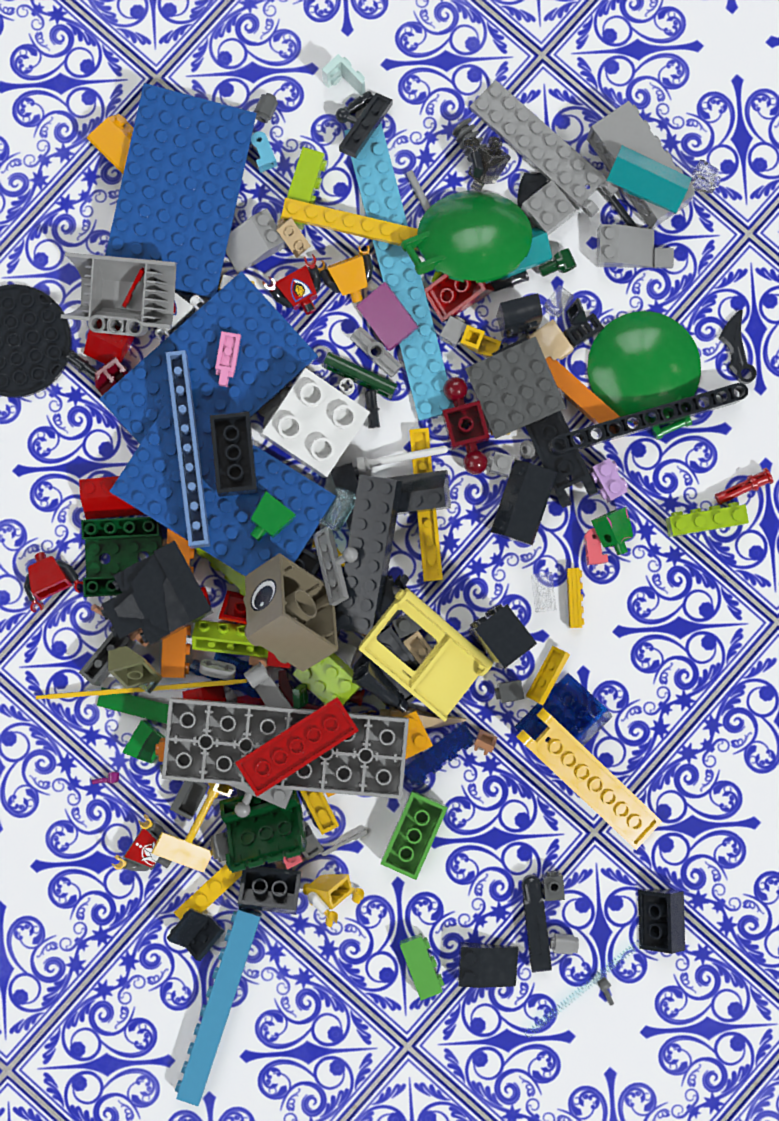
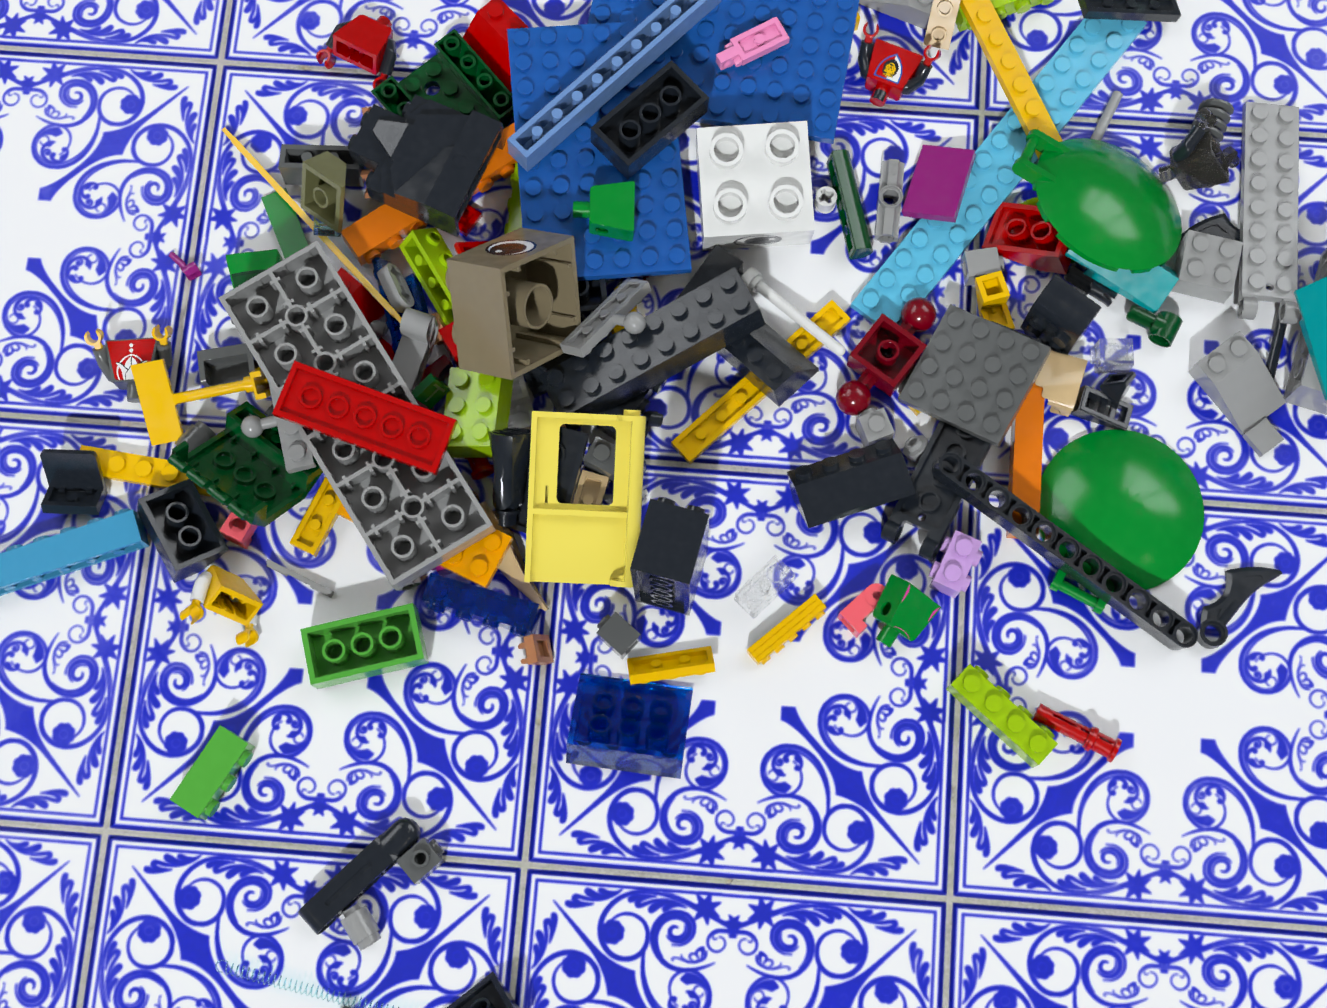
camera: 55 degrees right, 10 degrees down
(313, 845) = (268, 539): dark grey bracket -> none
(339, 509) = (673, 286): clear light blue panel -> none
(349, 275) = (951, 110): light orange torso -> none
(372, 407) = (821, 245): black axle -> none
(487, 965) = (268, 852): black slope -> none
(592, 781) = (581, 807): yellow hinge -> none

